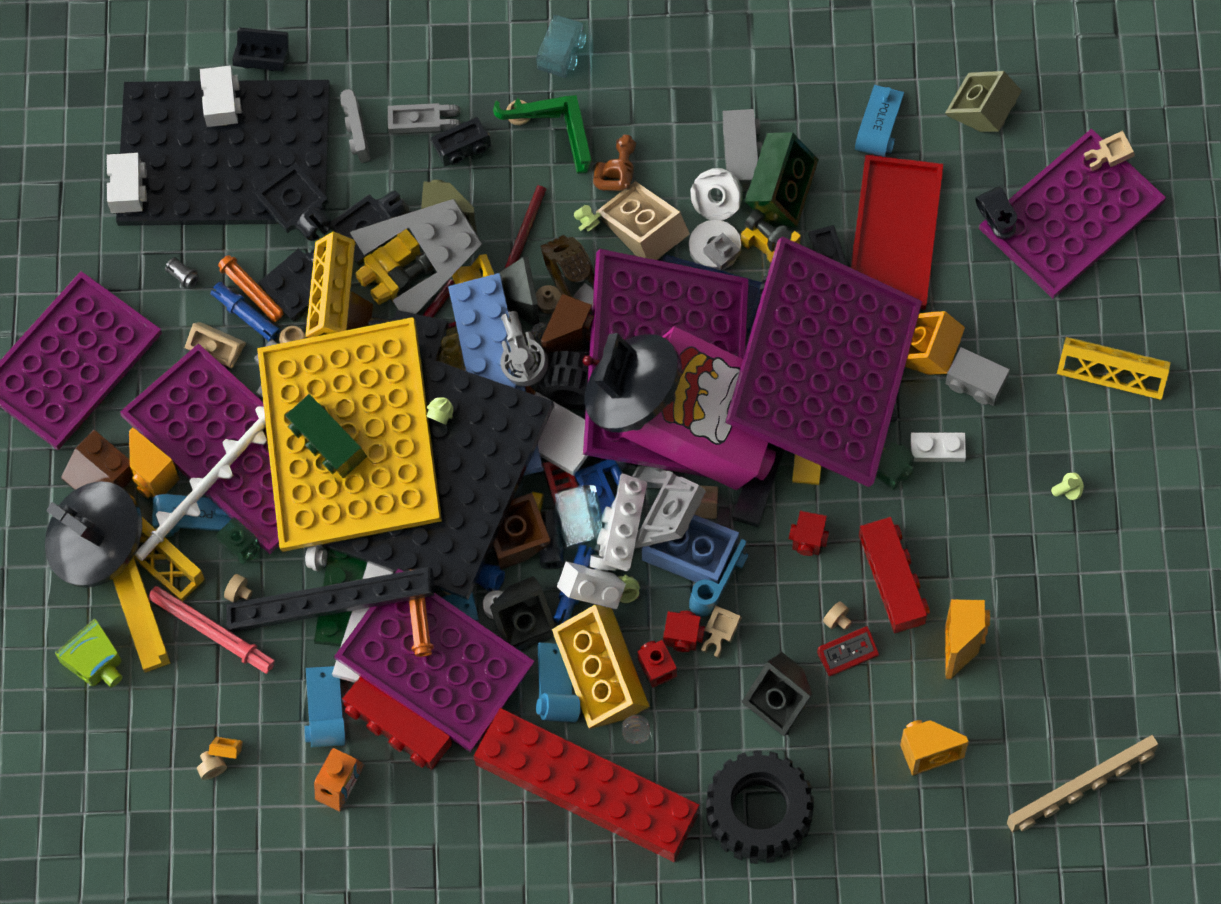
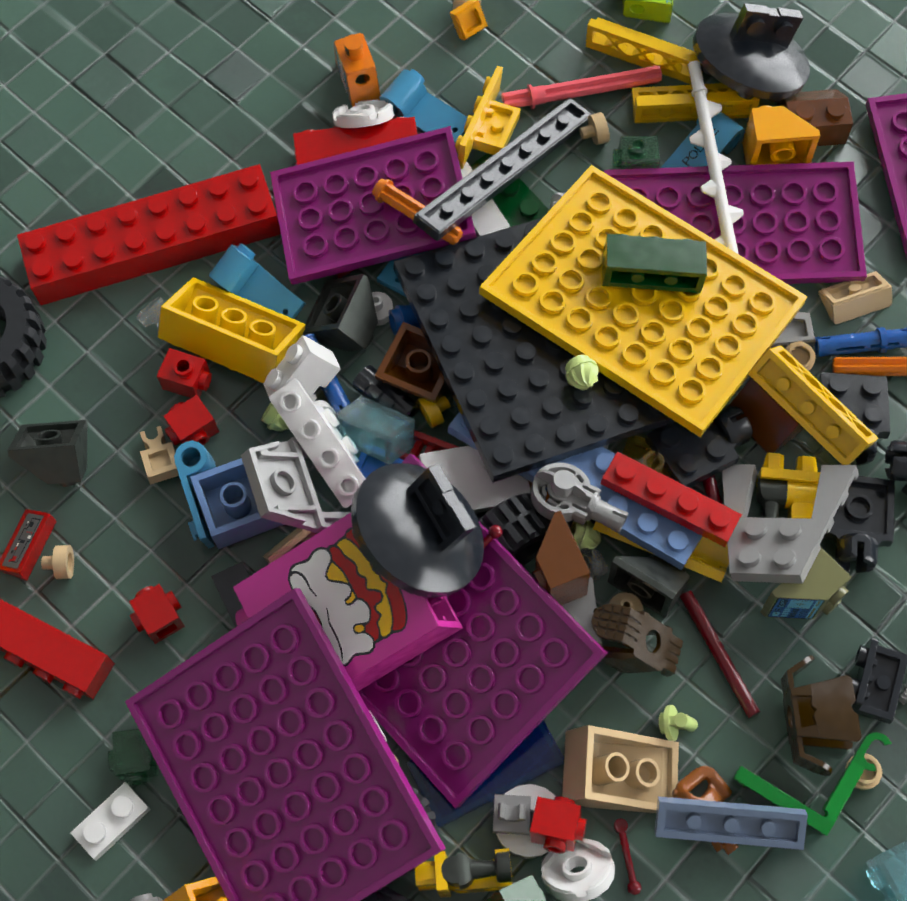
camera: 135 degrees right, 0 degrees up
(297, 650) = (491, 123): none -> yellow bracket
(383, 733) = (363, 114): none -> white tile
(468, 309) = (671, 499): none -> red plate
(510, 153) = (819, 716): none -> dark brown piece
(618, 140) = (730, 823): none -> sand blue plate
(695, 168) = (620, 827): none -> dark red hinge
(705, 220) = (557, 824): none -> red brick

